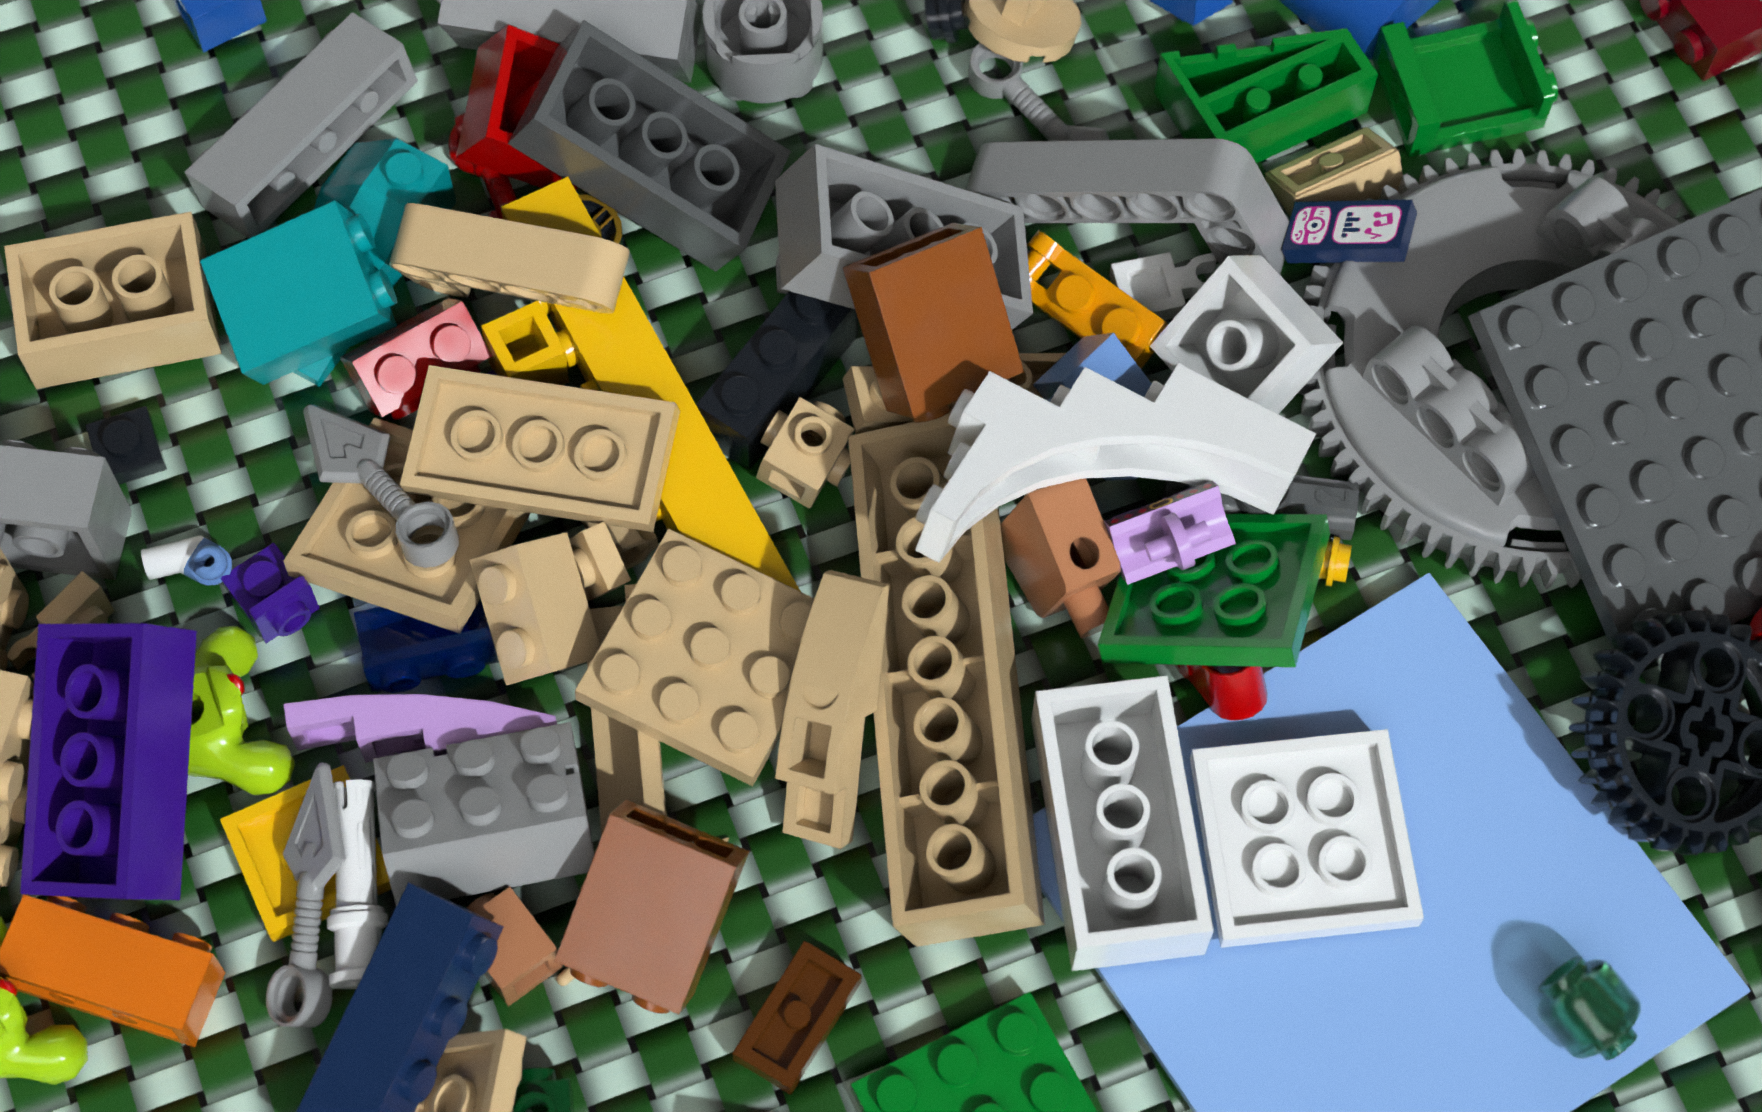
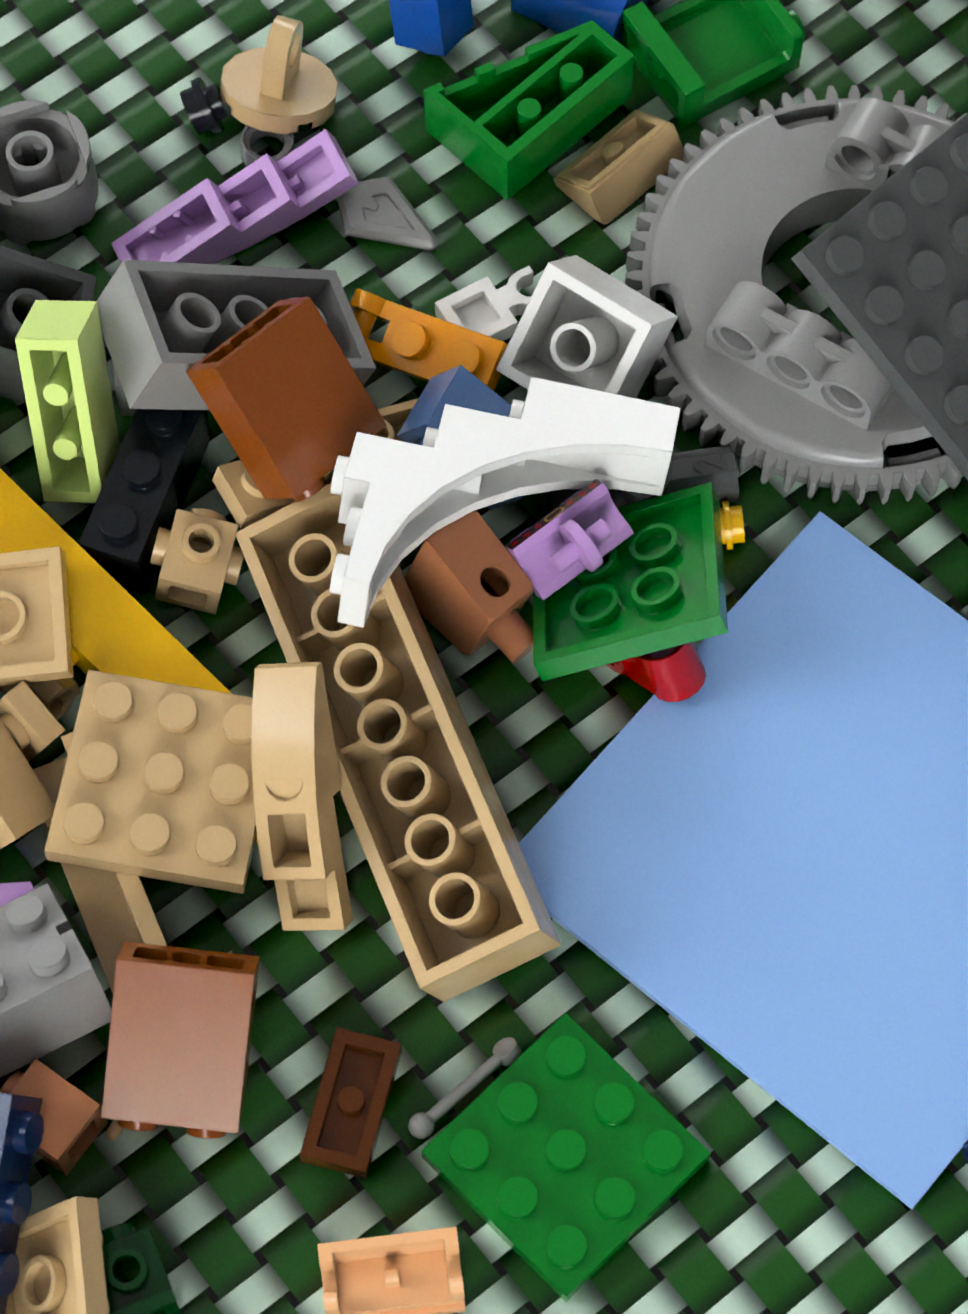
camera: 15 degrees left, 0 degrees up
(727, 262) = (68, 398): none -> yellowish green brick
(948, 126) = (245, 209): none -> lavender slope
(960, 1013) = (504, 1053): none -> light grey hinge
(1120, 823) = (605, 827): white brick -> none
(1140, 182) = (439, 217): light grey beam -> none
(1305, 838) = (781, 792): white plate -> none
(1349, 231) = (651, 210): tile -> none

